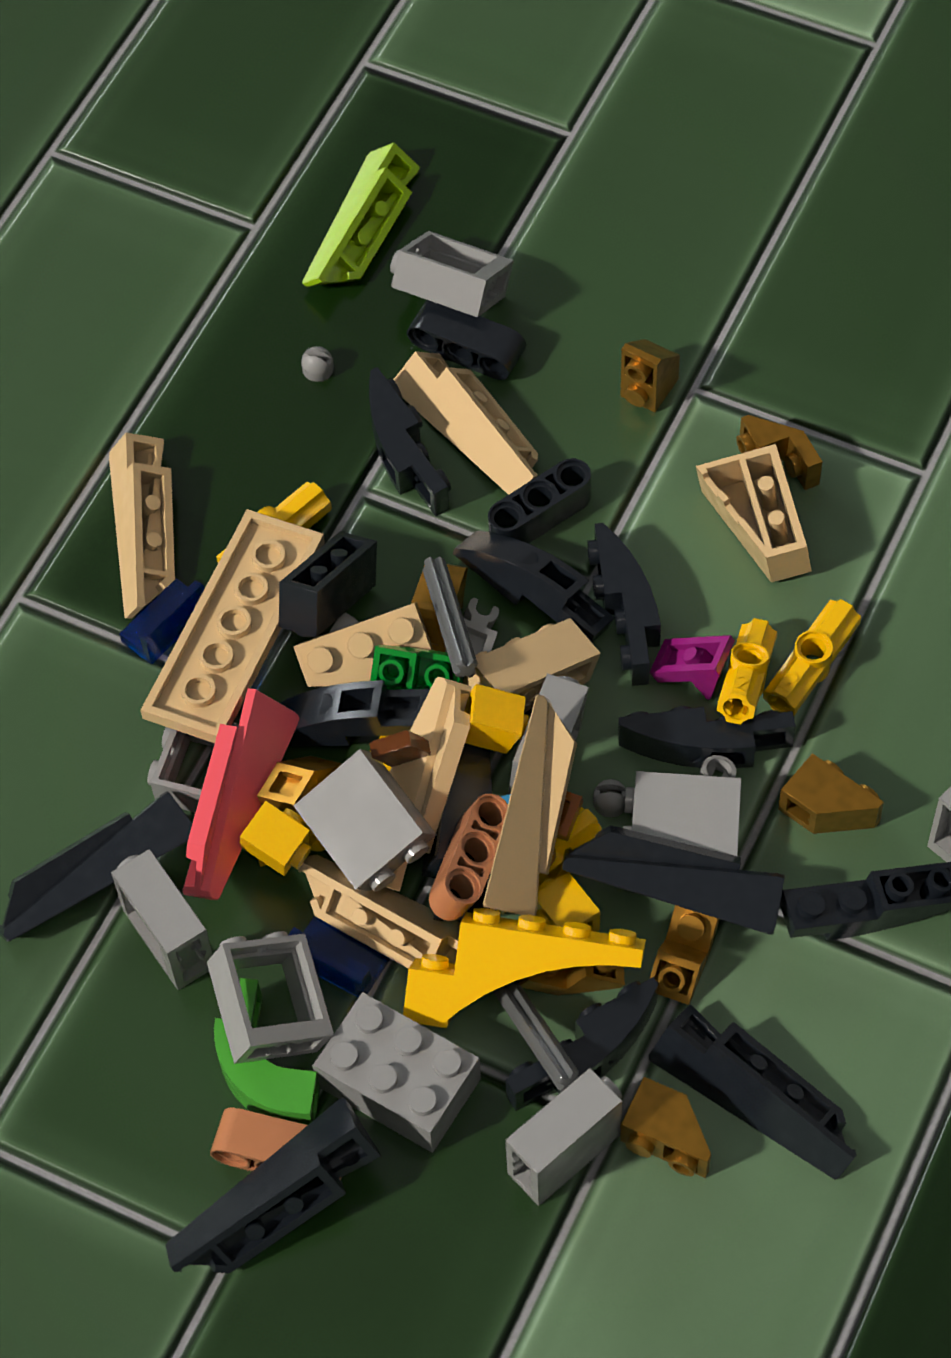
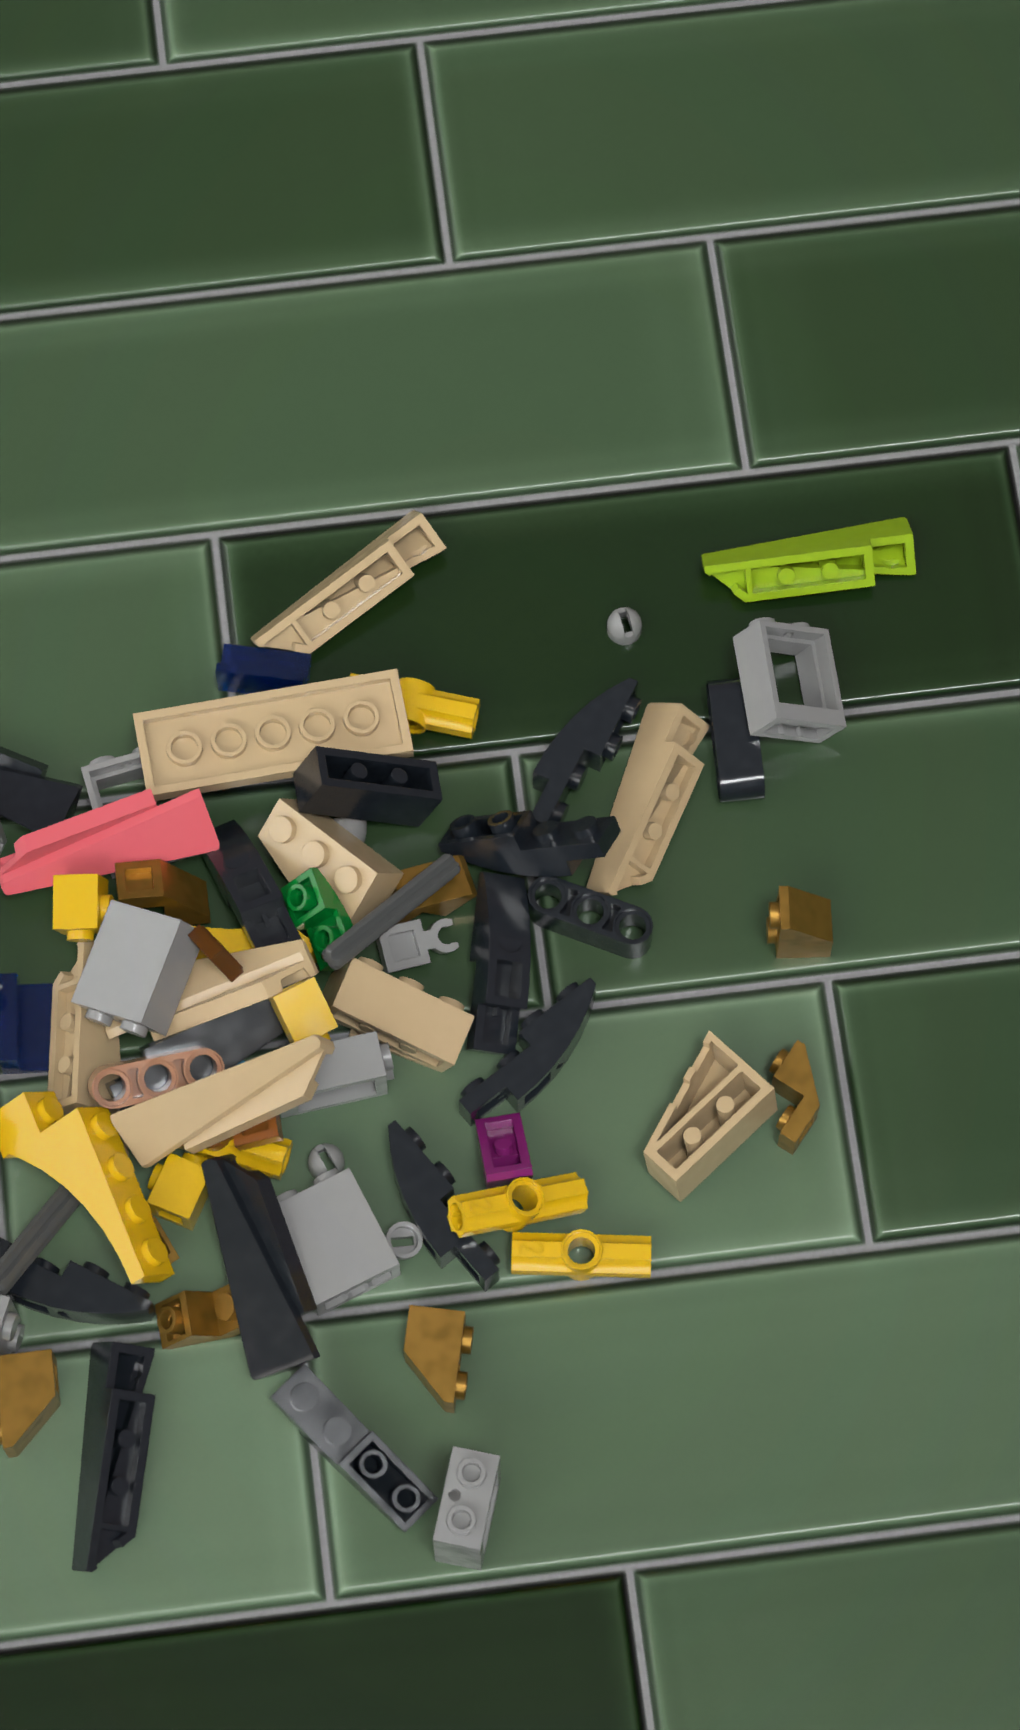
camera: 55 degrees right, 10 degrees up
(449, 516) = (520, 846): none -> black slope

